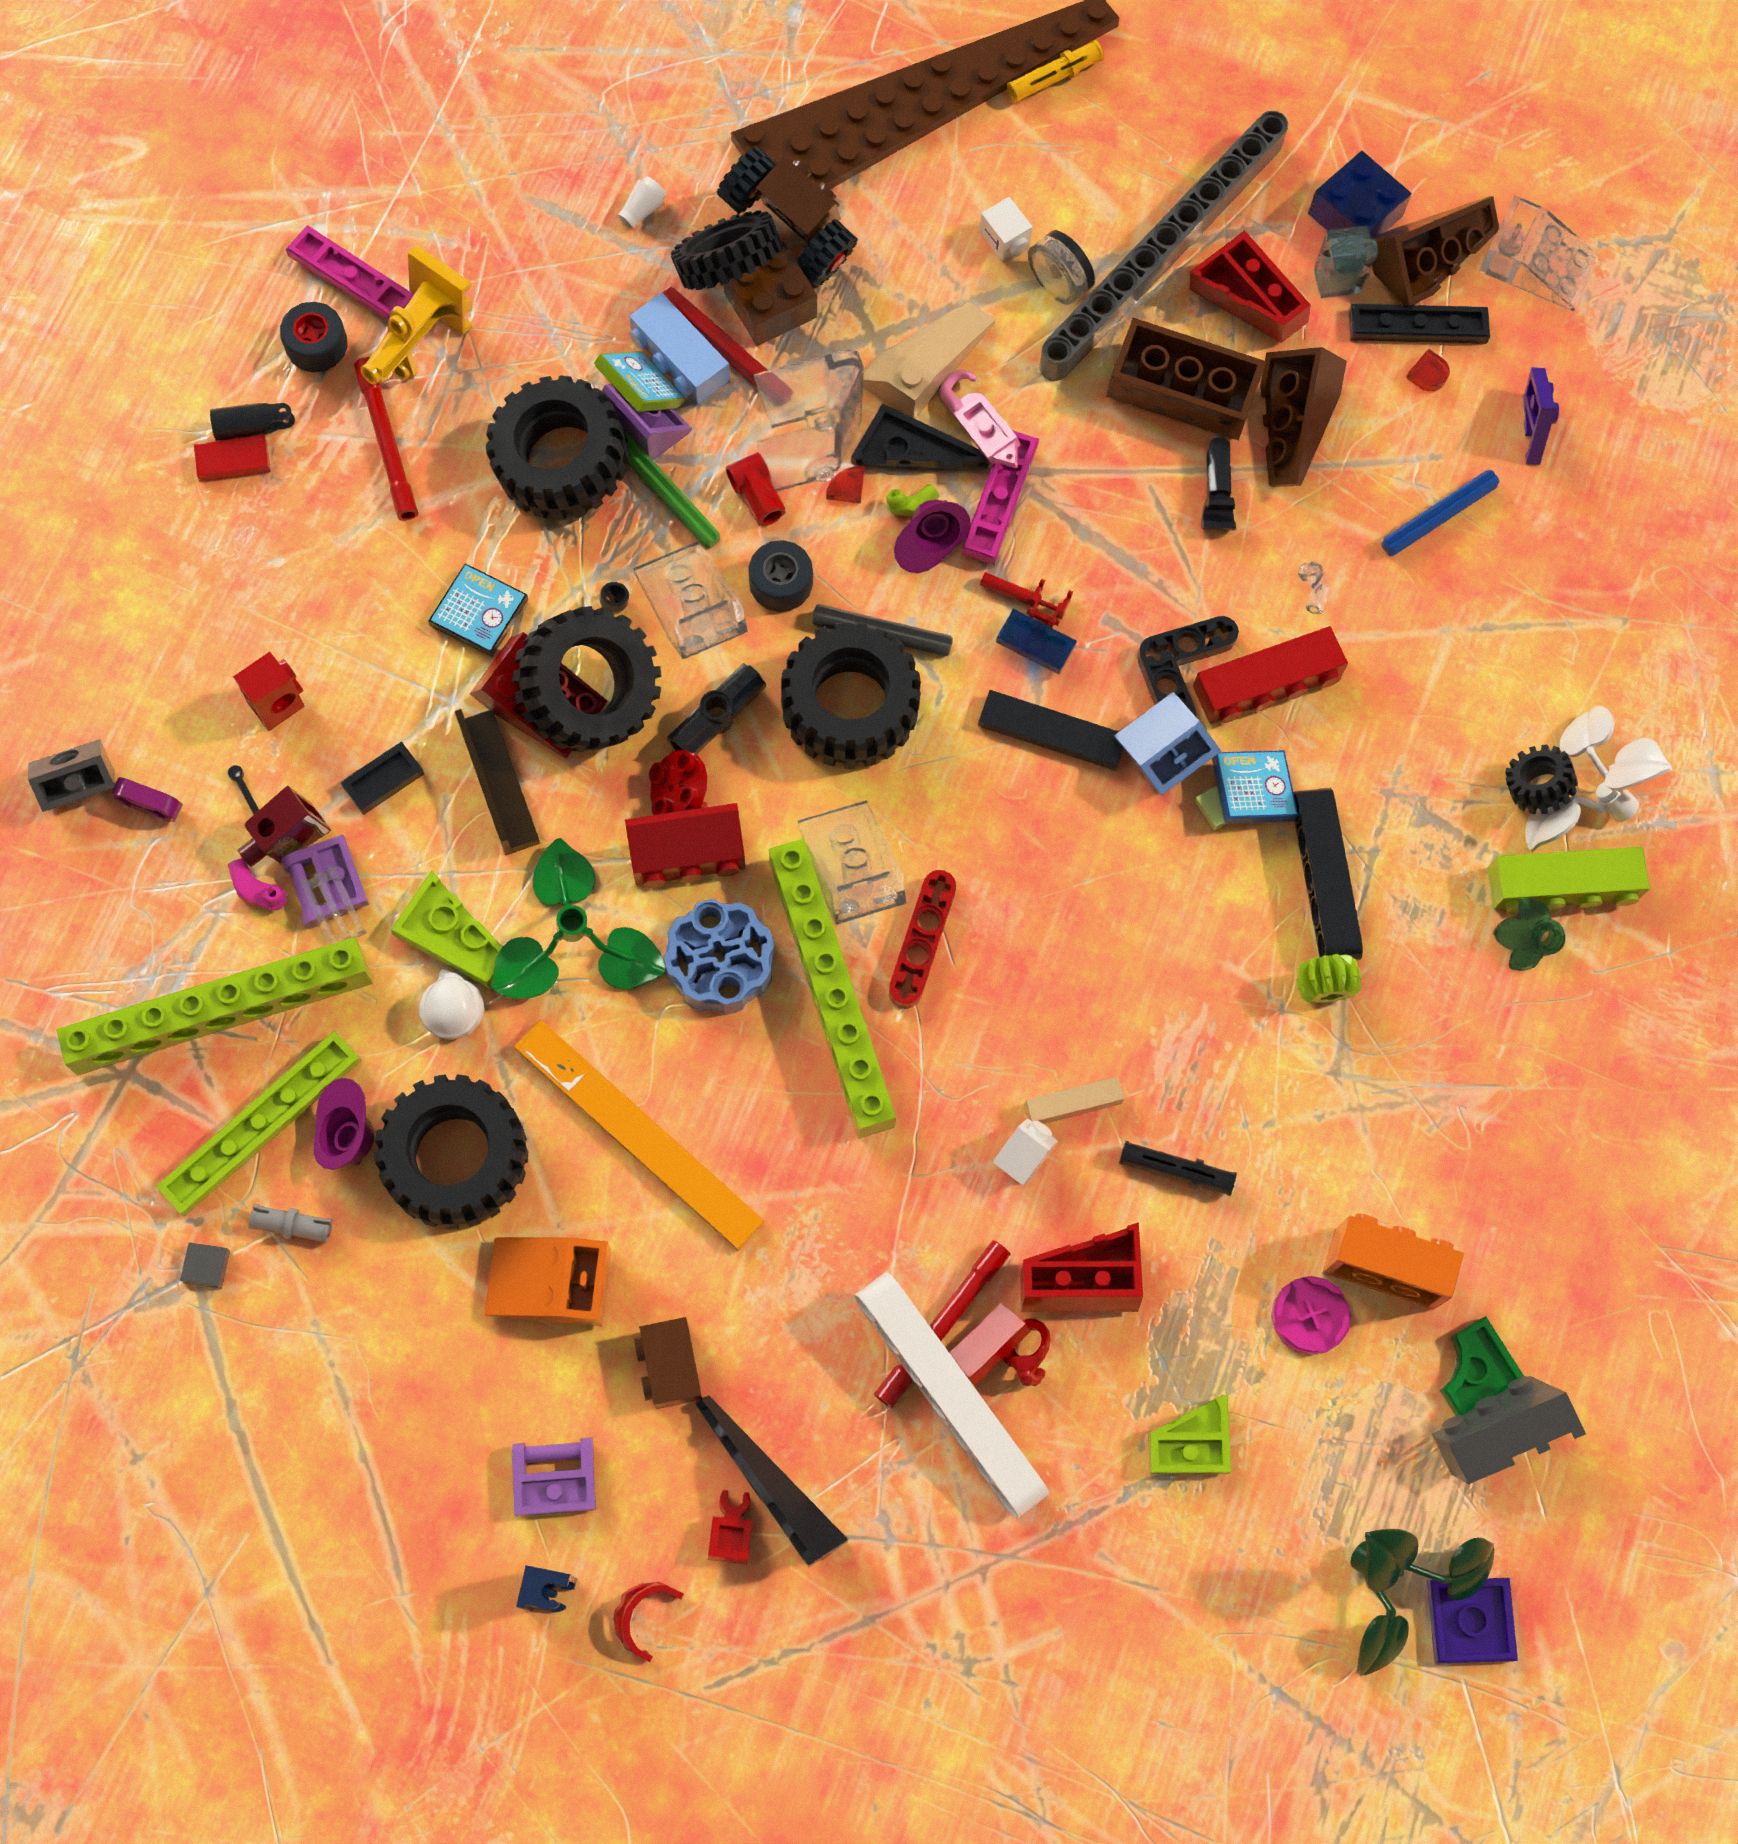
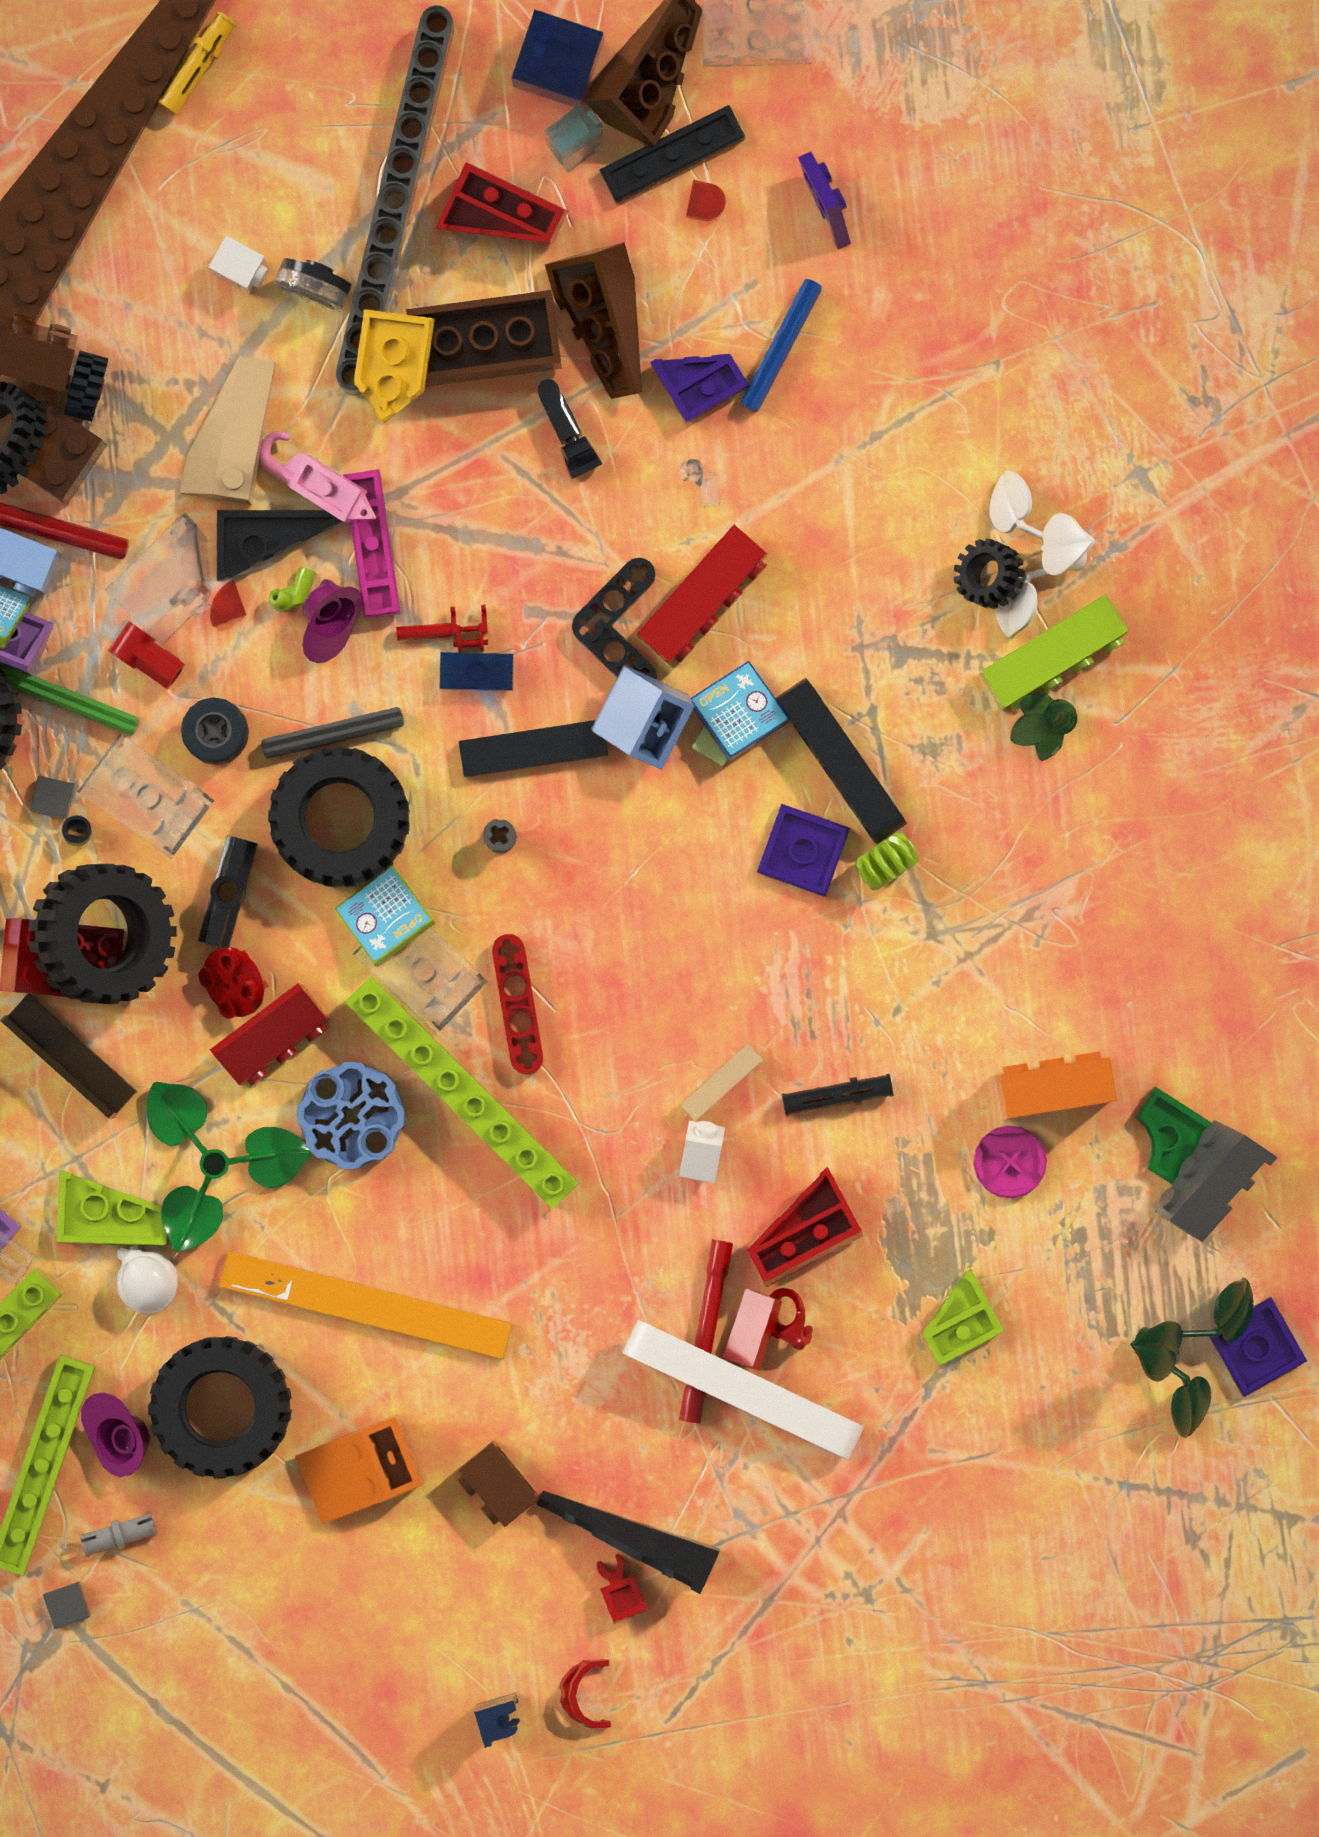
camera: 20 degrees left, 15 degrees up
(554, 1490) = (460, 1634): medium lavender plate -> none
(609, 562) = (52, 797): none -> dark grey tile
(844, 800) = (384, 916): none -> medium azure tile
(991, 777) = (498, 847): none -> dark grey bush
(1100, 348) = (392, 360): none -> yellow tile
(1252, 937) = (803, 850): none -> dark purple tile
(1354, 506) = (699, 382): none -> dark purple wing

